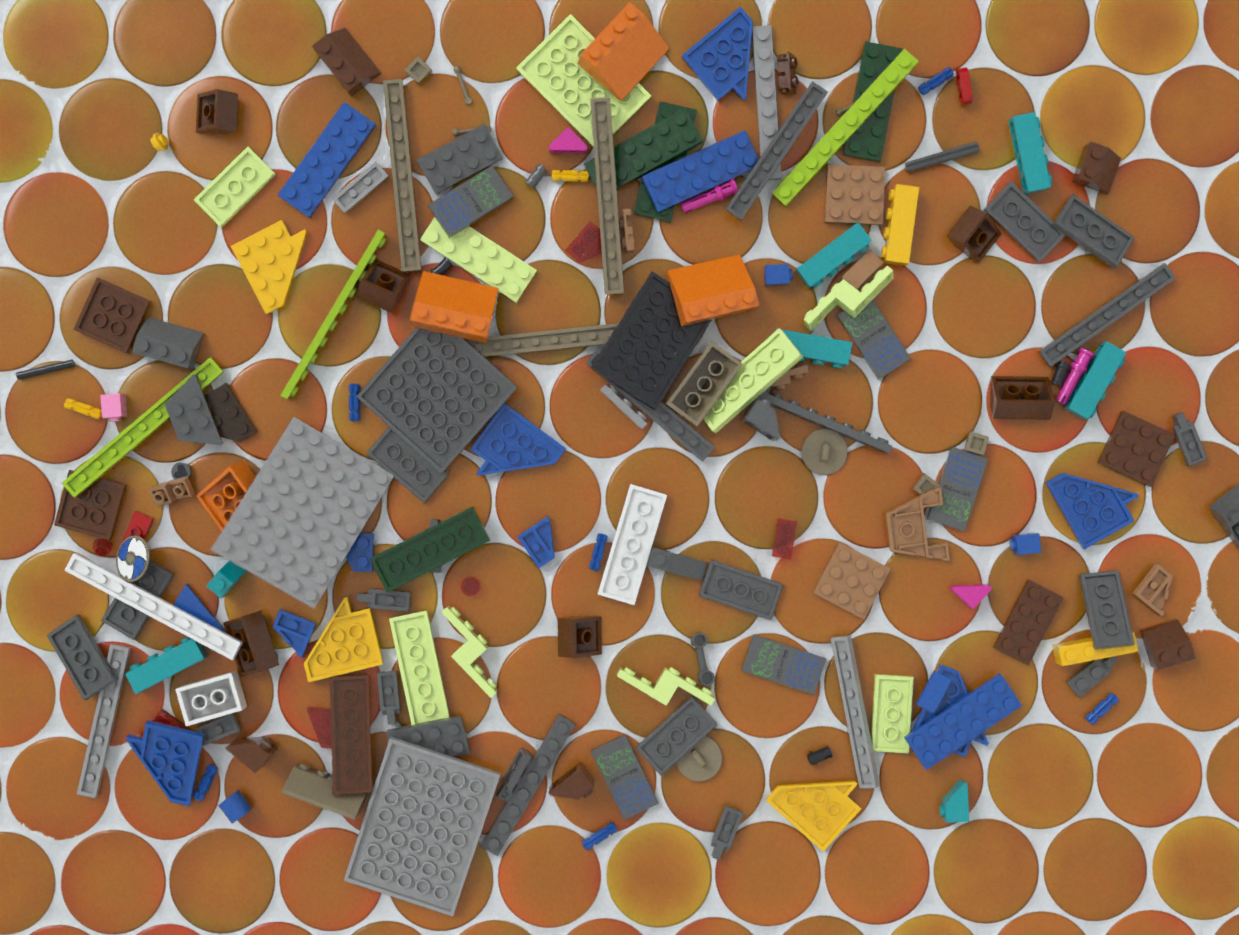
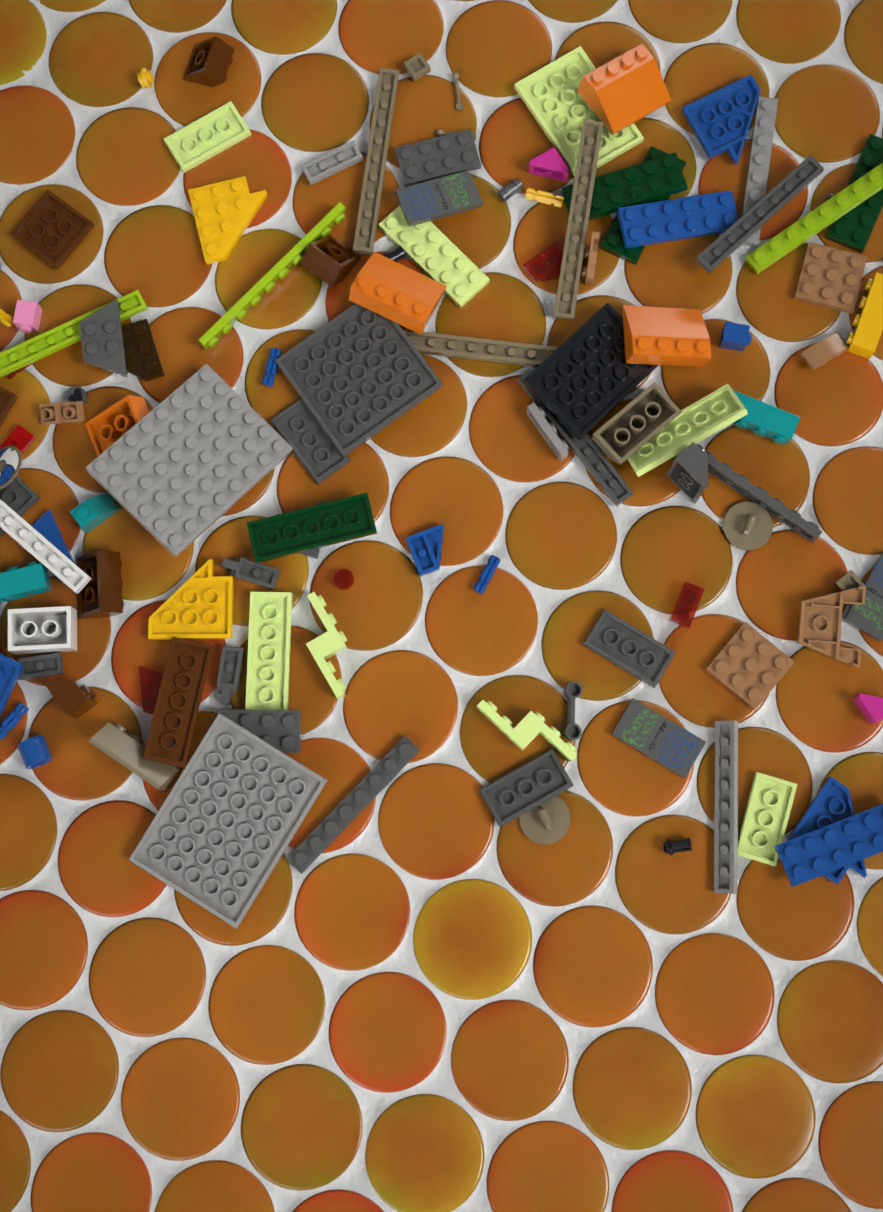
camera: 15 degrees right, 10 degrees down
(168, 343) = (99, 269): dark grey slope -> none
(294, 630) = (148, 582): blue wing -> none
(327, 160) = (305, 131): blue plate -> none
(346, 60) = (348, 43): reddish brown slope -> none
(361, 552) = (236, 517): blue wing -> none
(514, 444) = (425, 445): blue wing -> none
(514, 773) = (340, 788): dark grey hinge -> none
(573, 784) = (403, 810): reddish brown slope -> none
(579, 636) = (446, 656): reddish brown slope -> none
(599, 836) = (417, 878): blue axle -> none
(624, 776) = (459, 820): dark grey tile -> none
(632, 544) = (524, 574): white plate -> none
(676, 563) = (566, 604): dark grey slope -> none
(717, 193) = (690, 245): dark pink pin -> none
(725, 830) = (557, 904): dark grey hinge -> none
(784, 380) = (719, 442): medium nougat slope -> none
(789, 80) = (785, 139): reddish brown hinge -> none
(816, 808) = (662, 904): yellow wing -> none
(833, 255) = (797, 330): teal brick -> none
(848, 298) = (804, 374): yellowish green bracket -> none
(875, 340) = (822, 421): dark grey tile -> none
(933, 691) = (817, 802): blue tile -> none
(955, 803) = (818, 934): teal slope -> none

